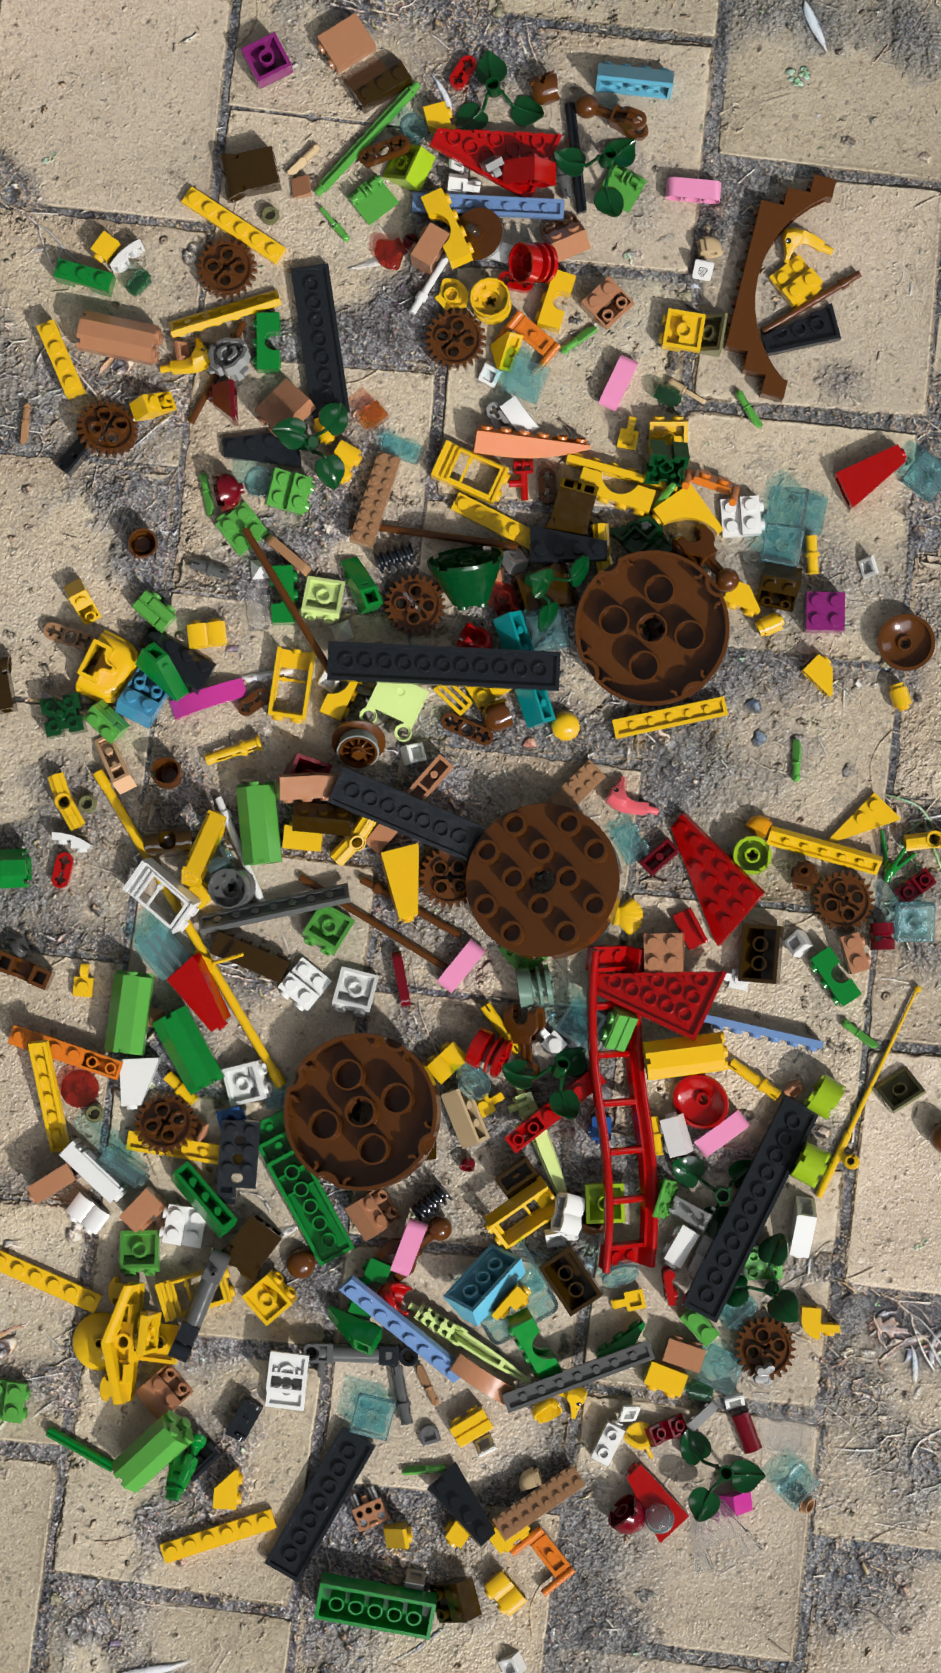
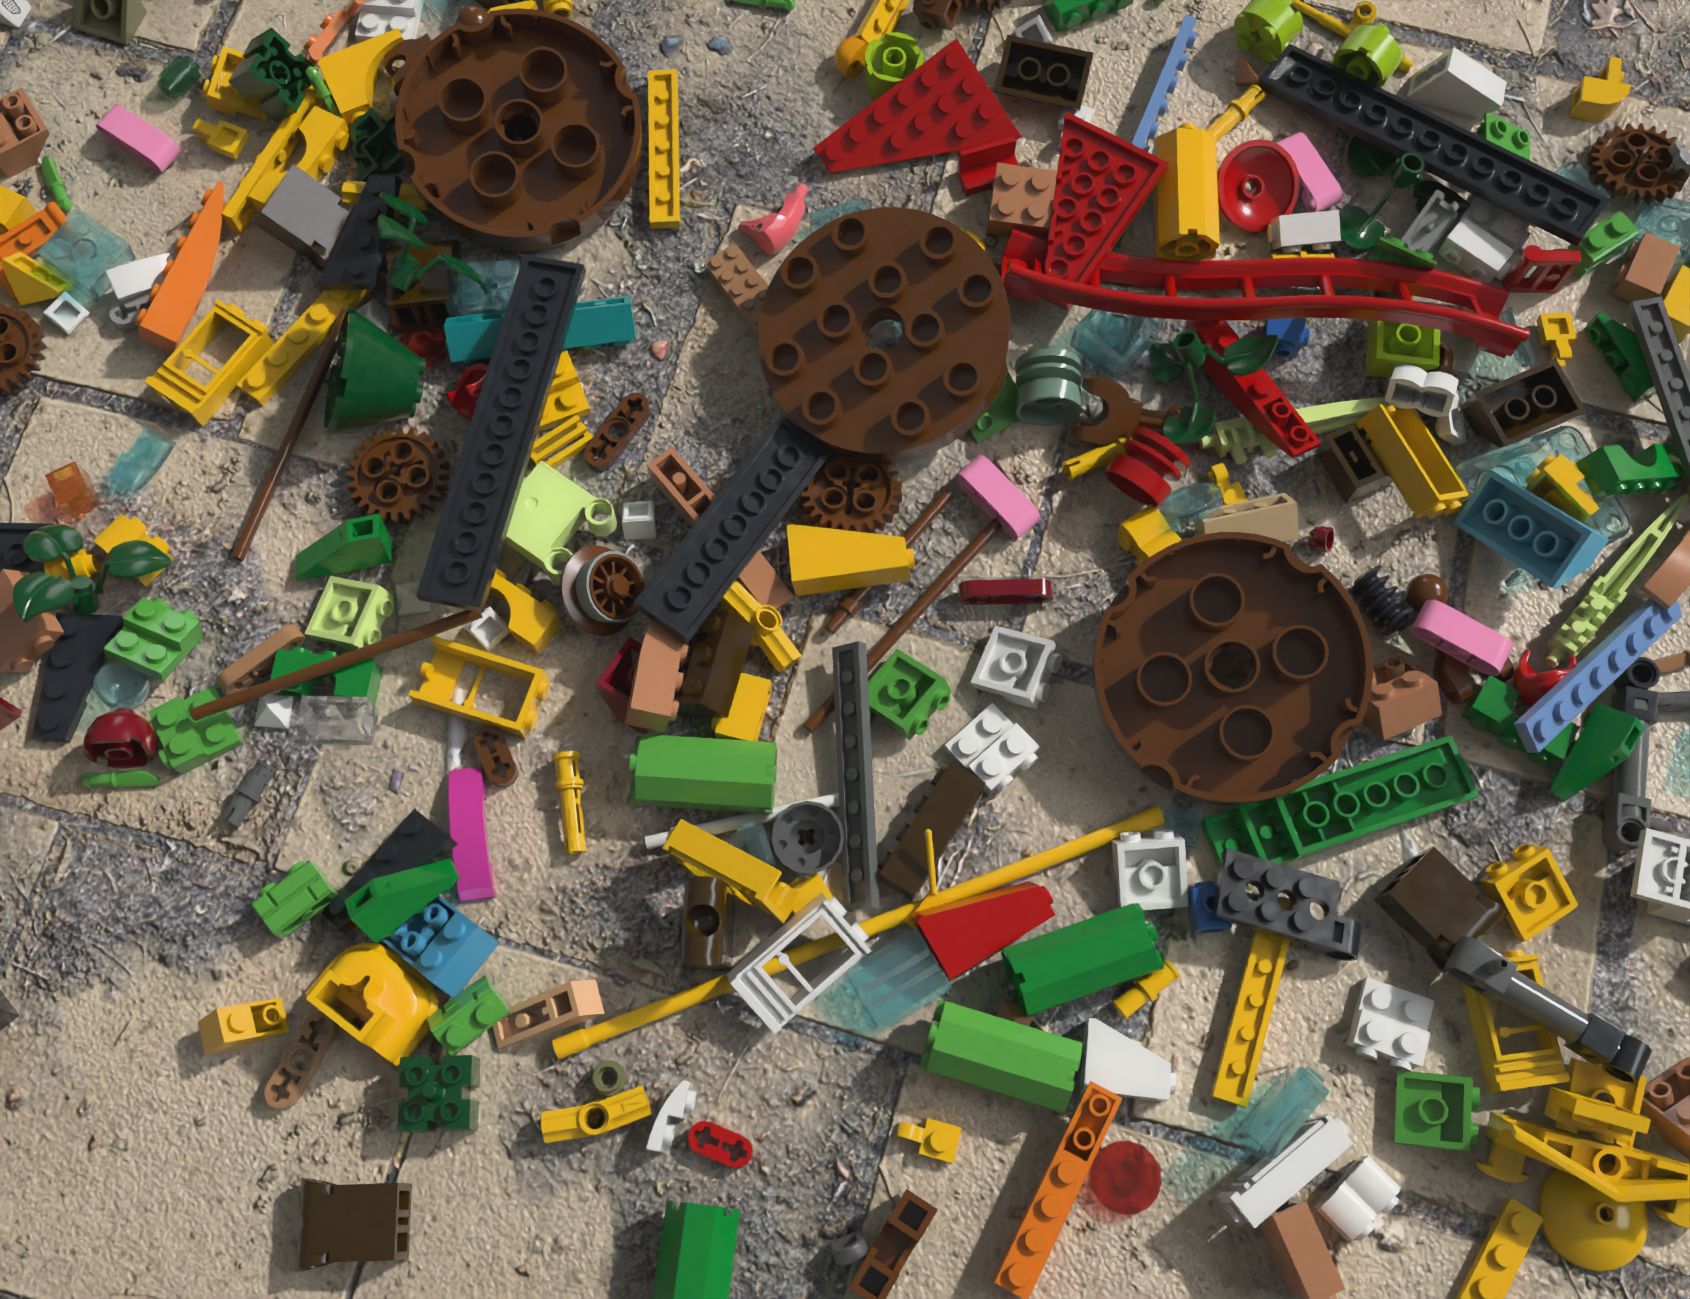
camera: 80 degrees left, 15 degrees down
(49, 1095) = (1135, 1233): yellow plate -> none
(88, 1113) = (1184, 1157): olive plate -> none
(142, 543) = (168, 897): reddish brown helmet -> none
(142, 1209) = (1364, 1089): nougat brick -> none
(167, 773) = (583, 919): reddish brown helmet -> none
(180, 1131) = (1191, 1049): reddish brown gear -> none
(201, 1130) = (1223, 969): nougat slope -> none
(203, 1199) = (1353, 974): green brick -> none
(207, 634) = (359, 814): yellow brick -> none
(301, 1262) = (1469, 830): reddish brown hair -> none
(375, 500) = (210, 507): medium nougat piece -> none
(394, 557) = (310, 492): black piece -> none
(496, 716) = (605, 378): reddish brown helmet -> none
(523, 481) = (234, 286): red arm -> none
(552, 486) = (265, 260): reddish brown beam -> none
(552, 1042) = (1140, 383): white plate -> none
(565, 726) = (646, 289): yellow hair -> none
(618, 1028) = (1130, 272): bright green brick -> none
(659, 857) = (872, 185): dark red brick -> none
(682, 331) = (88, 42): yellow plate -> none
(683, 389) = (189, 49): tan piece -> none
(784, 1303) = (1587, 100): dark green plant -> none

